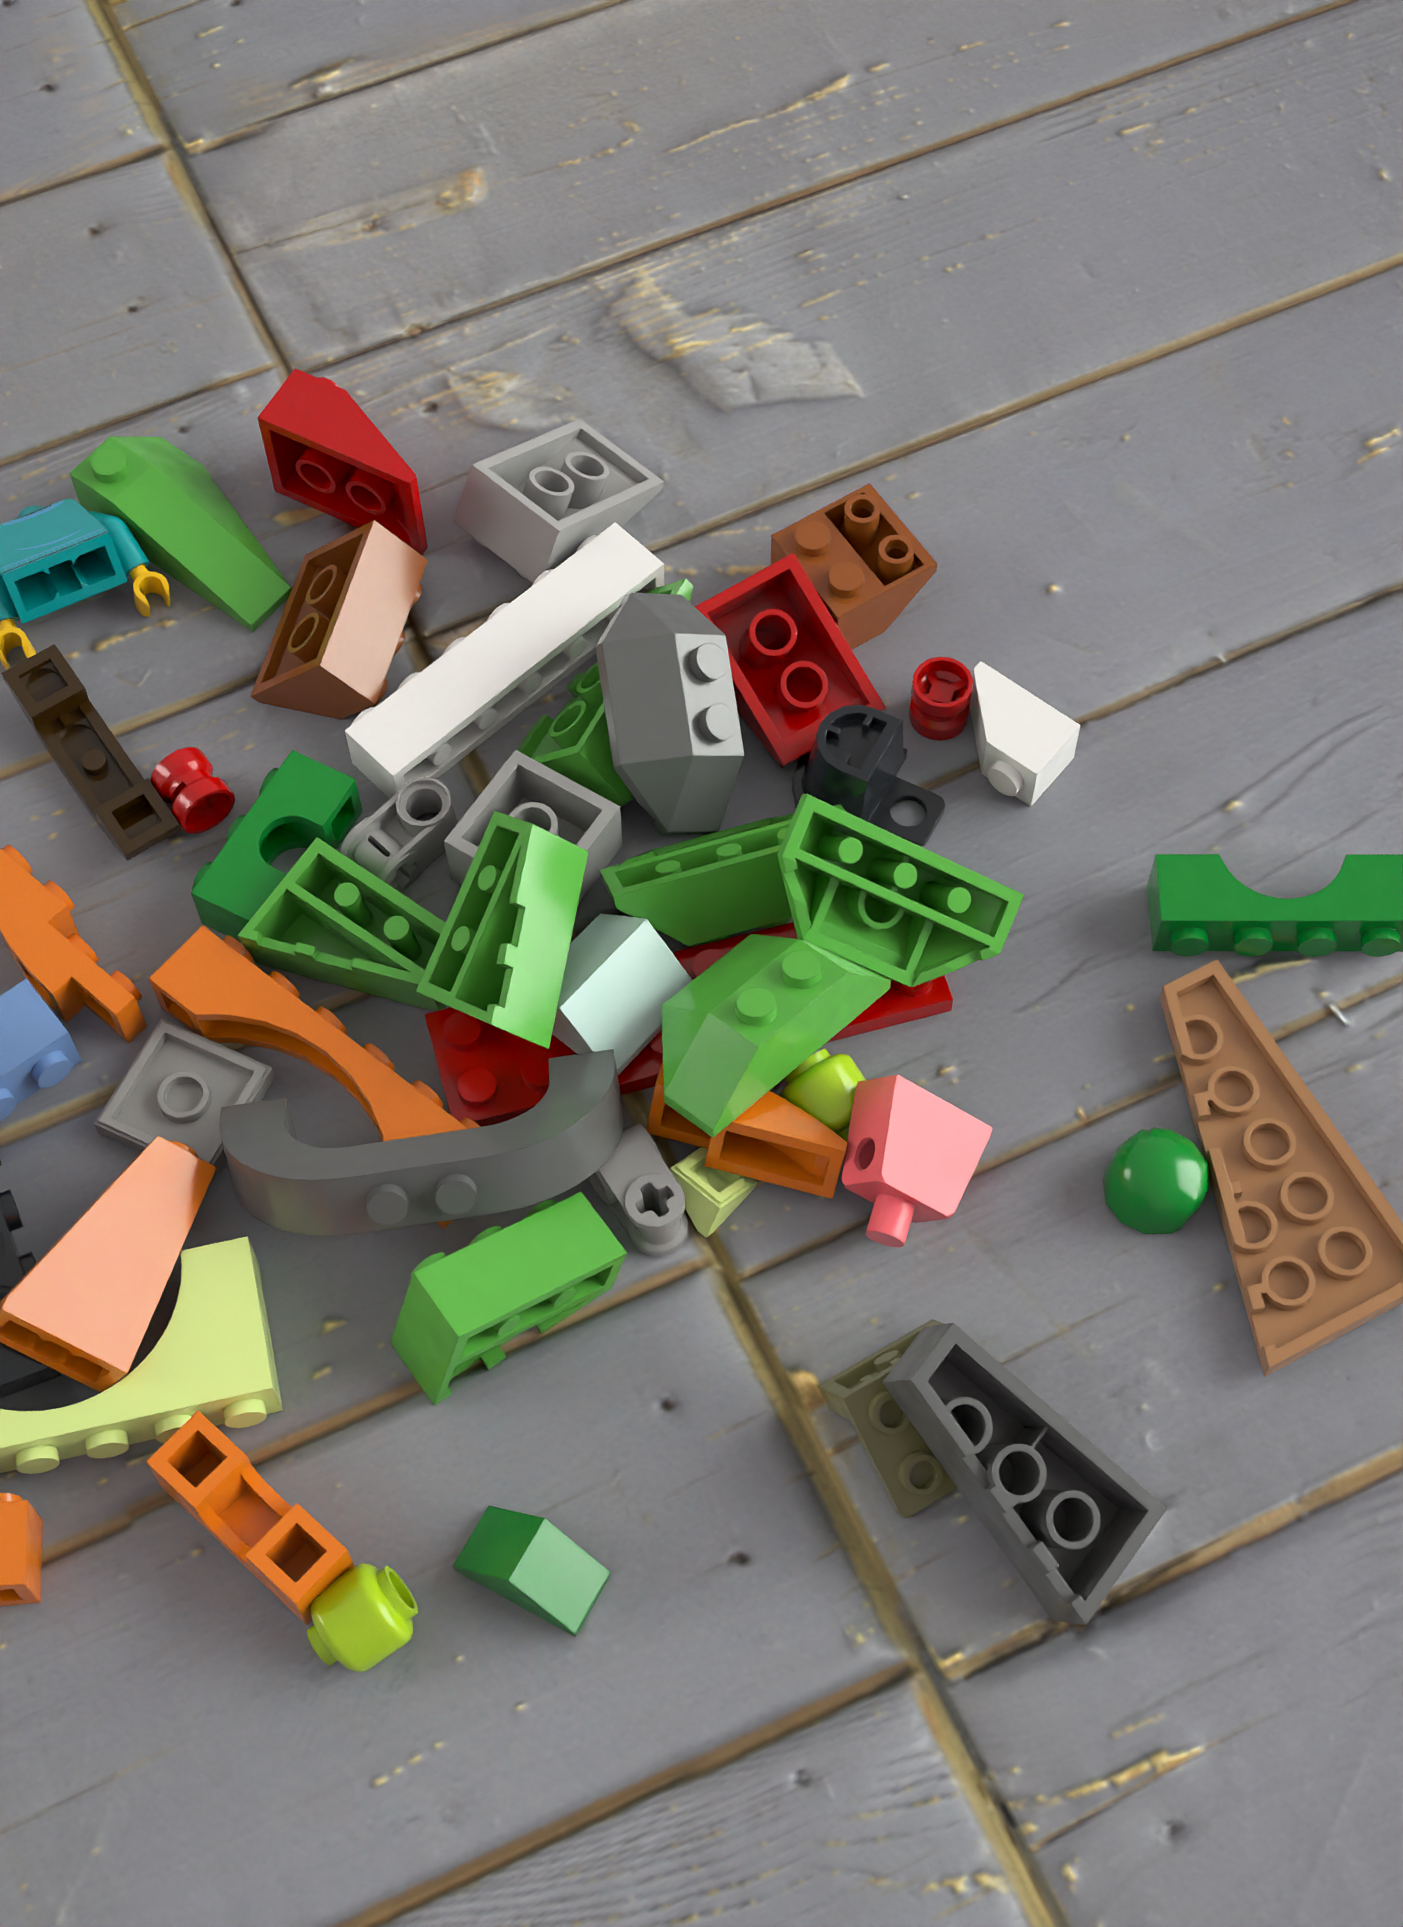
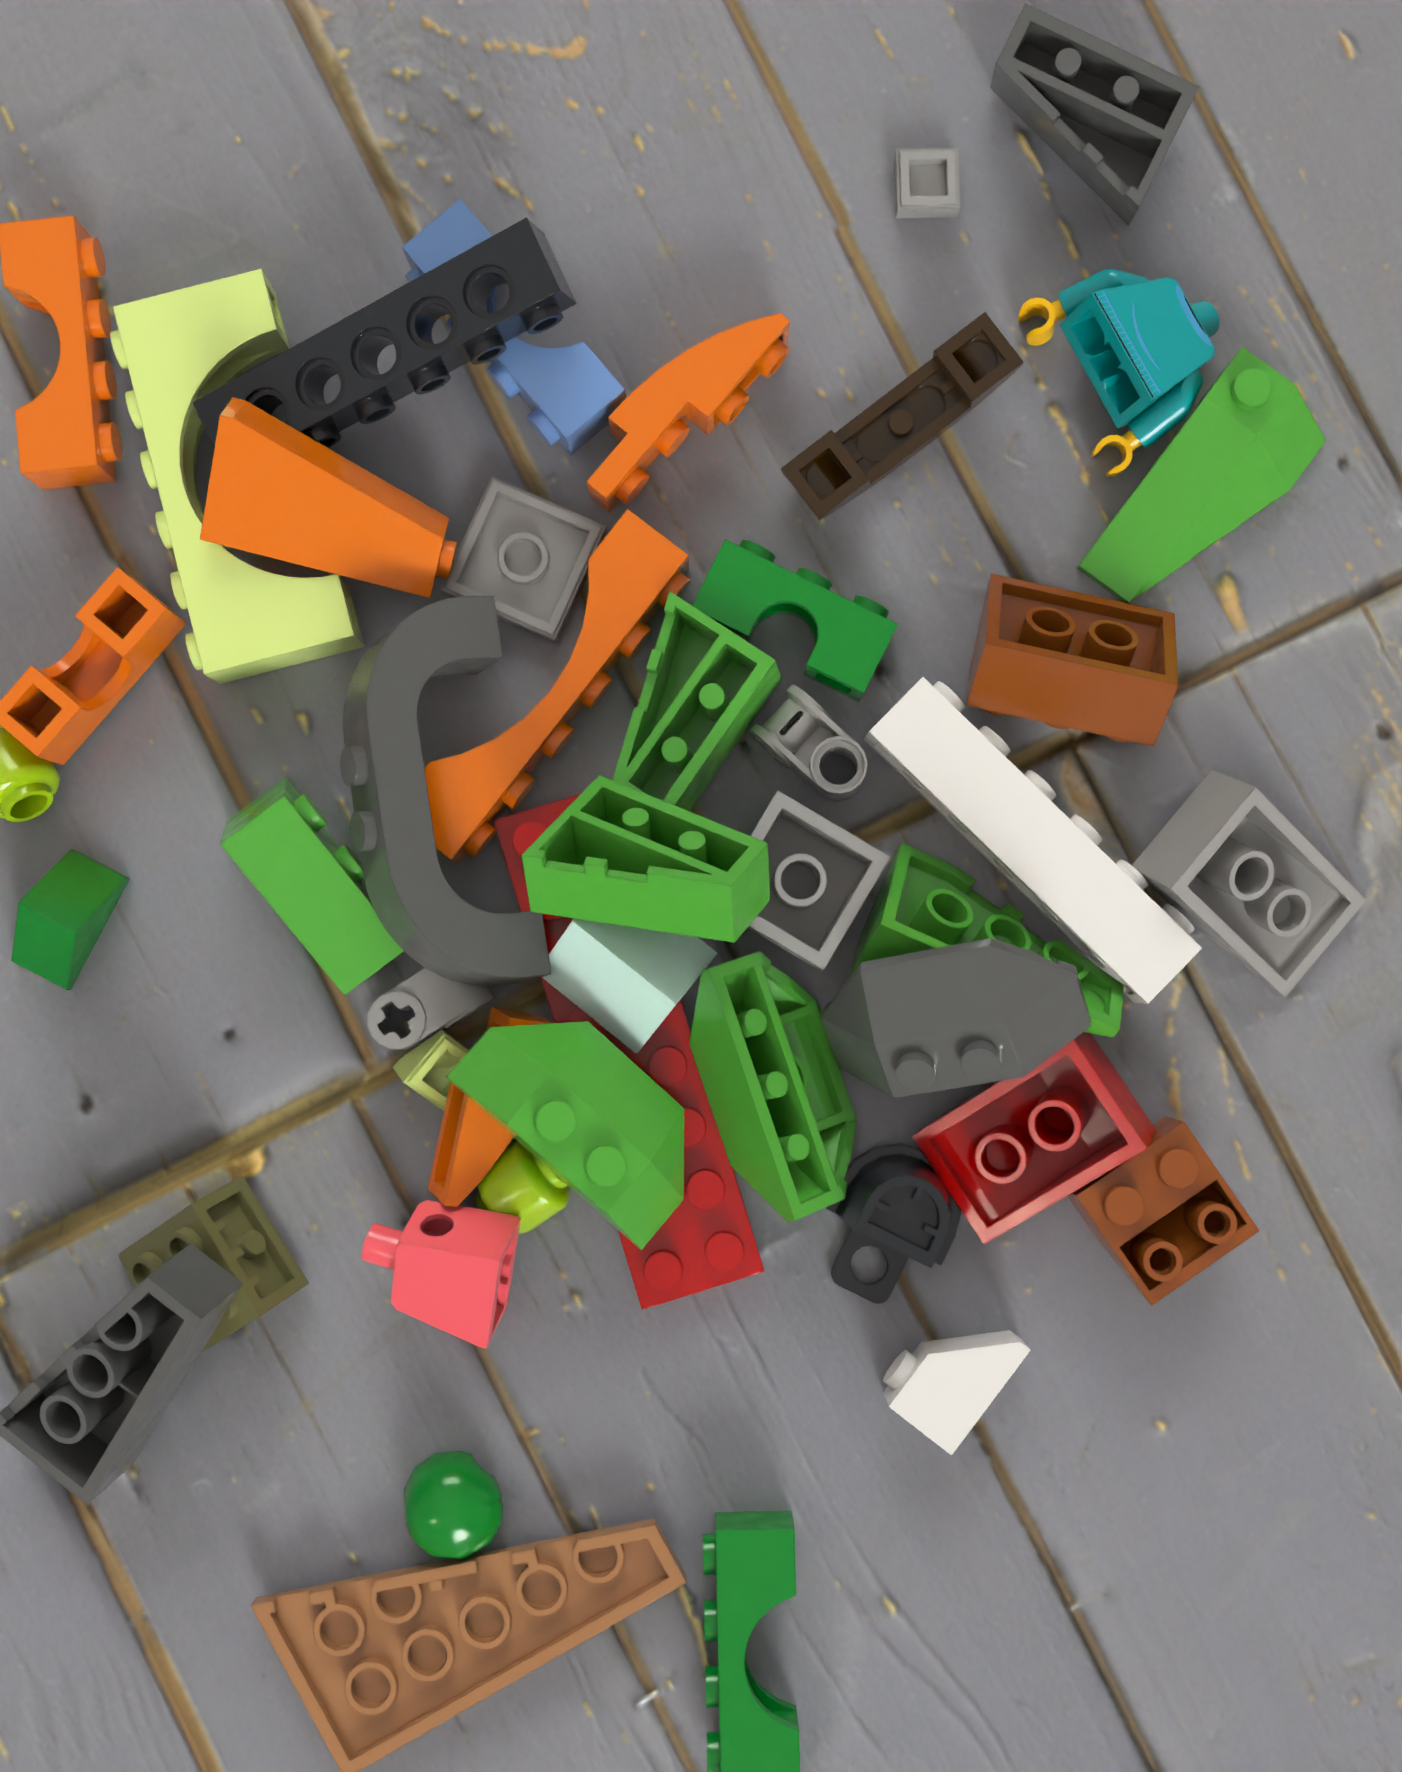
camera: 90 degrees right, 25 degrees up
(188, 784) = (863, 526): red wheel -> none
(338, 460) = (1290, 620): red slope -> none
(888, 898) = (714, 1256): bright green wedge -> none
(940, 698) = (1005, 1314): red wheel -> none

